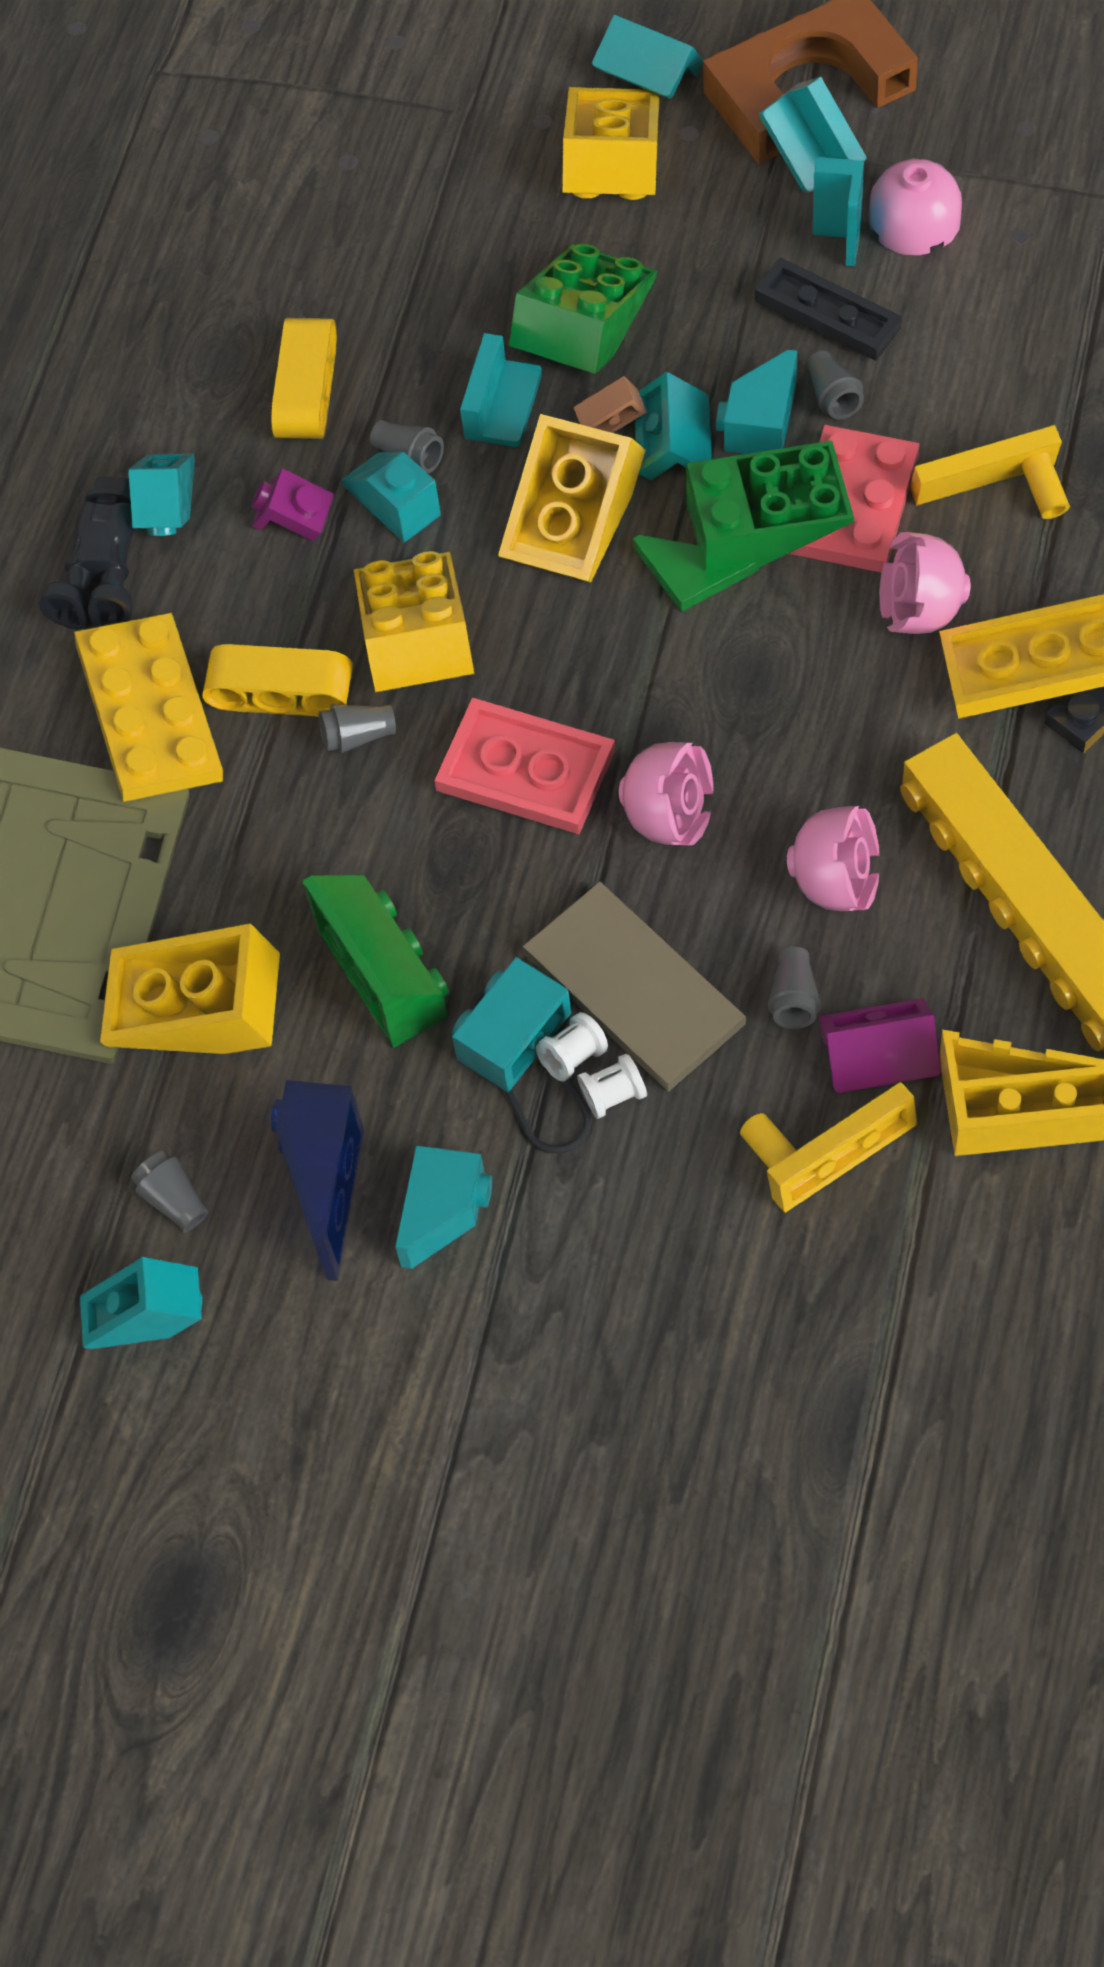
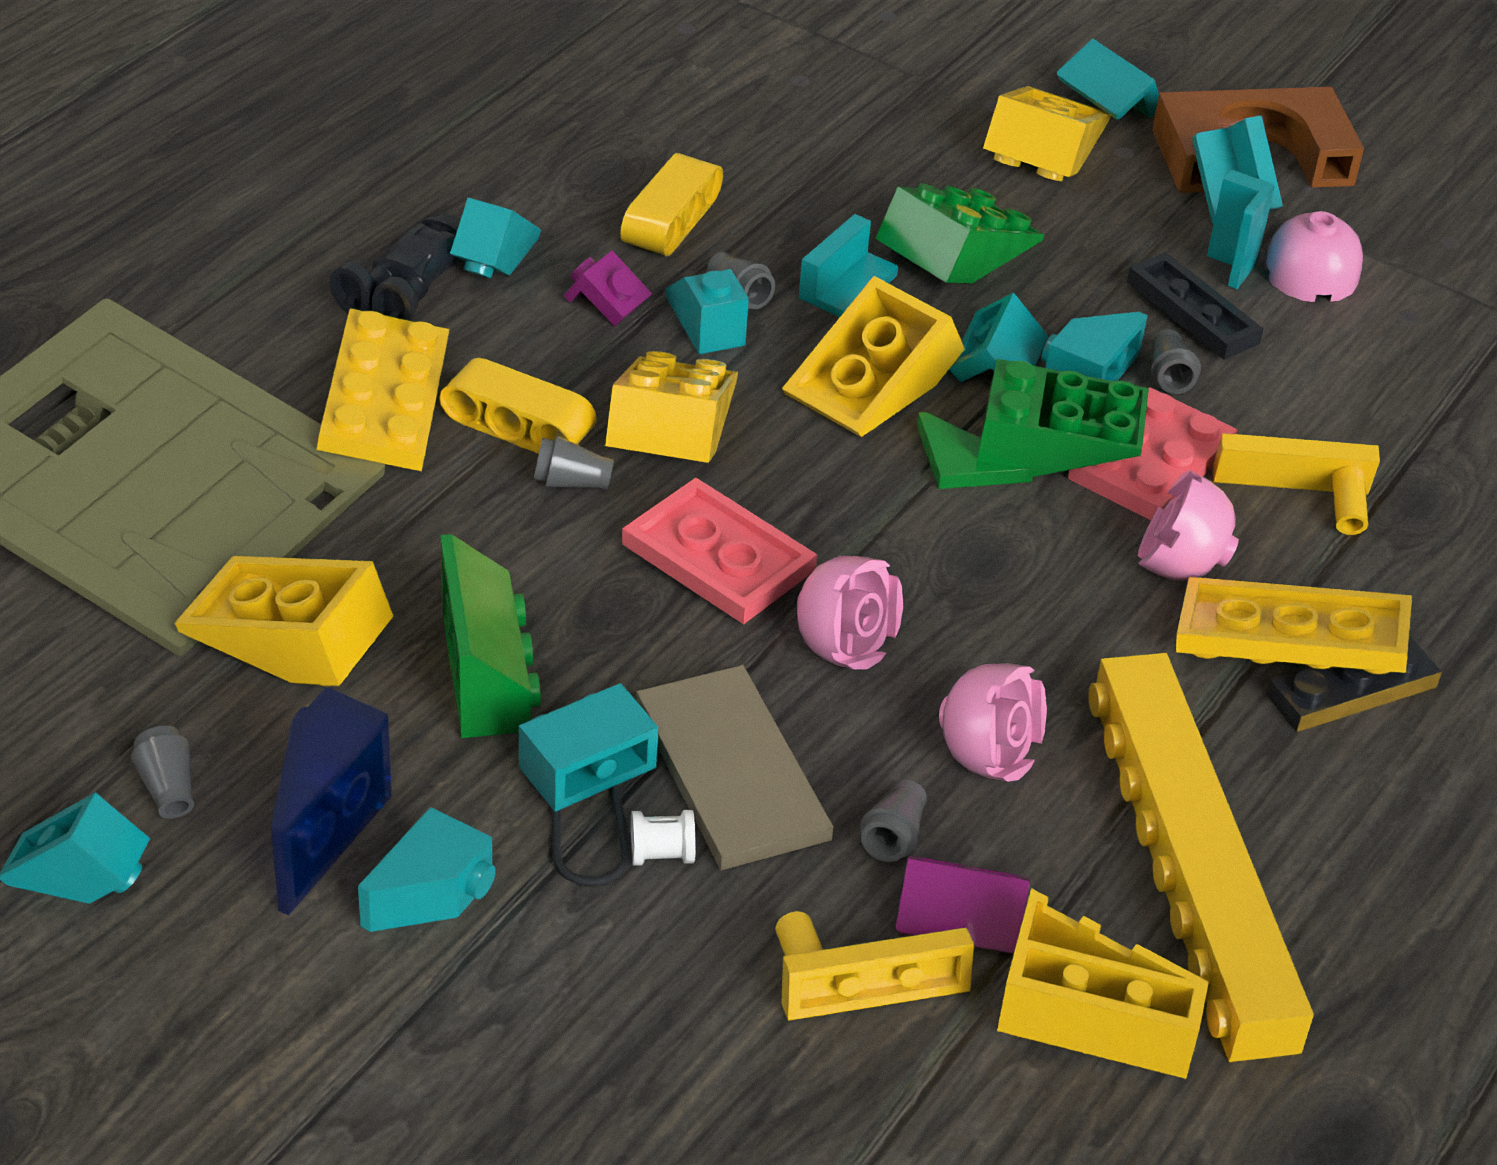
camera: 10 degrees right, 20 degrees down
(572, 1046) = (639, 788): white bush -> none
(611, 407) = (958, 302): nougat piece -> none

